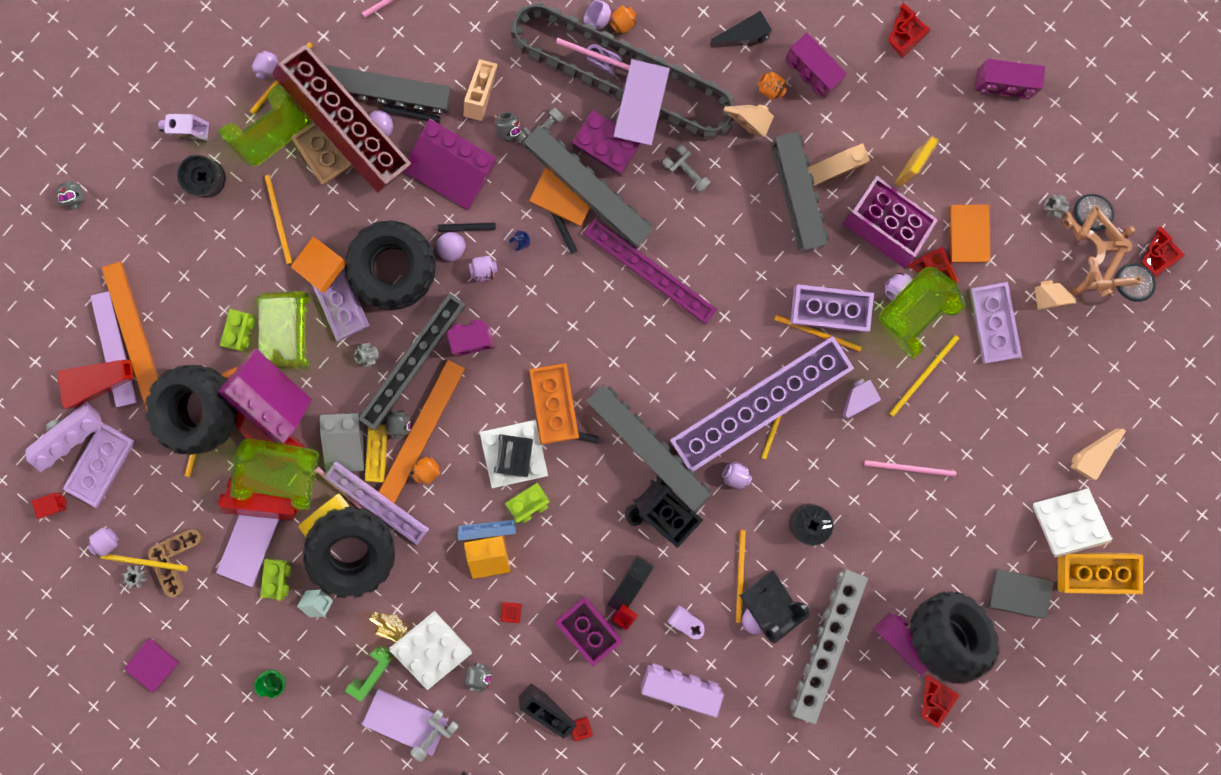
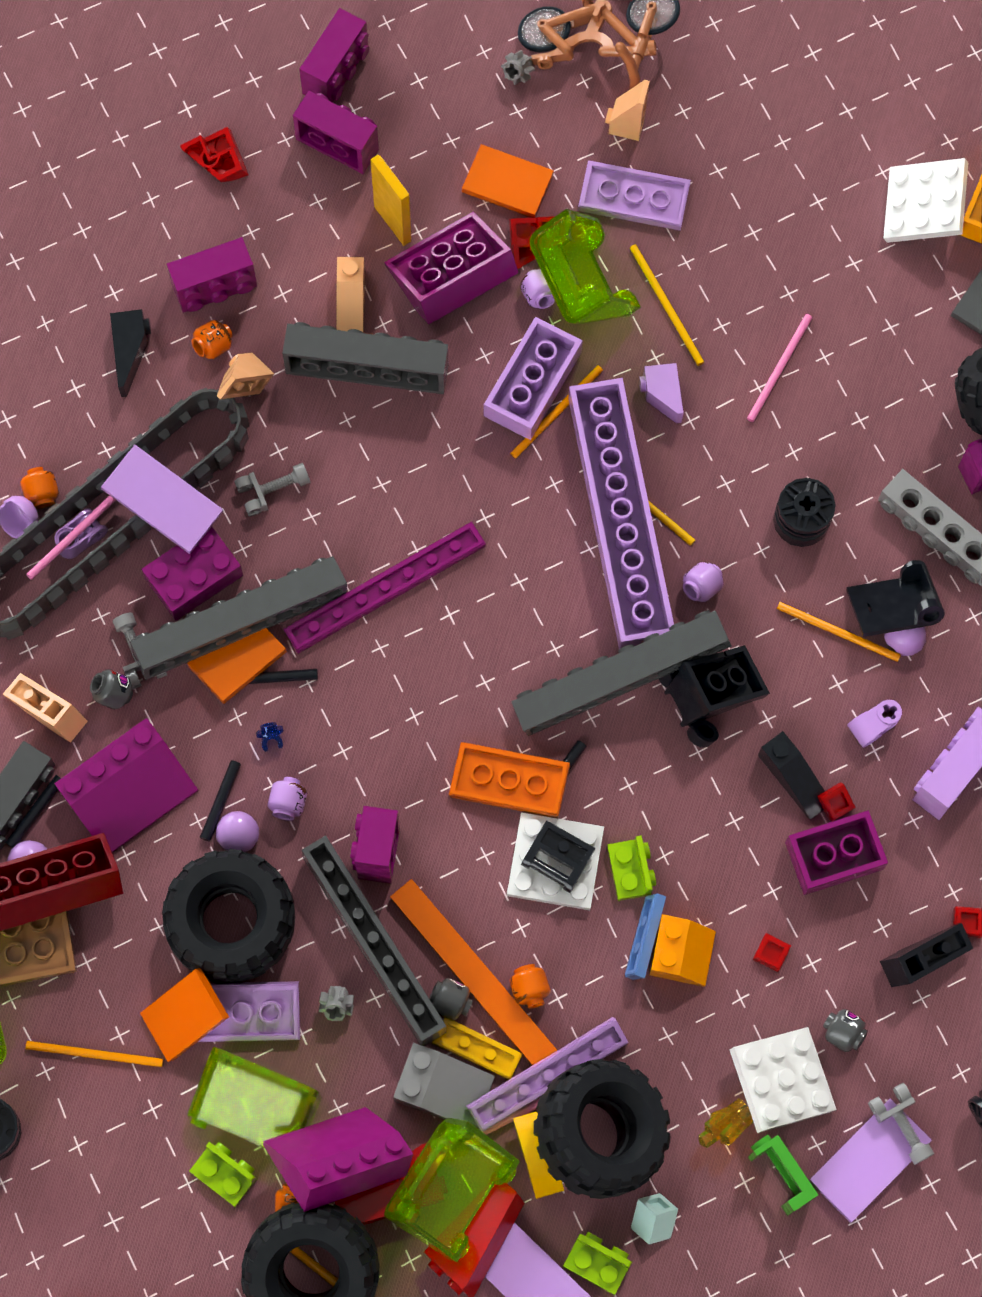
camera: 65 degrees left, 15 degrees down
(955, 103) = (336, 131): none -> magenta brick
(1095, 456) = (854, 146): light nougat slope -> none

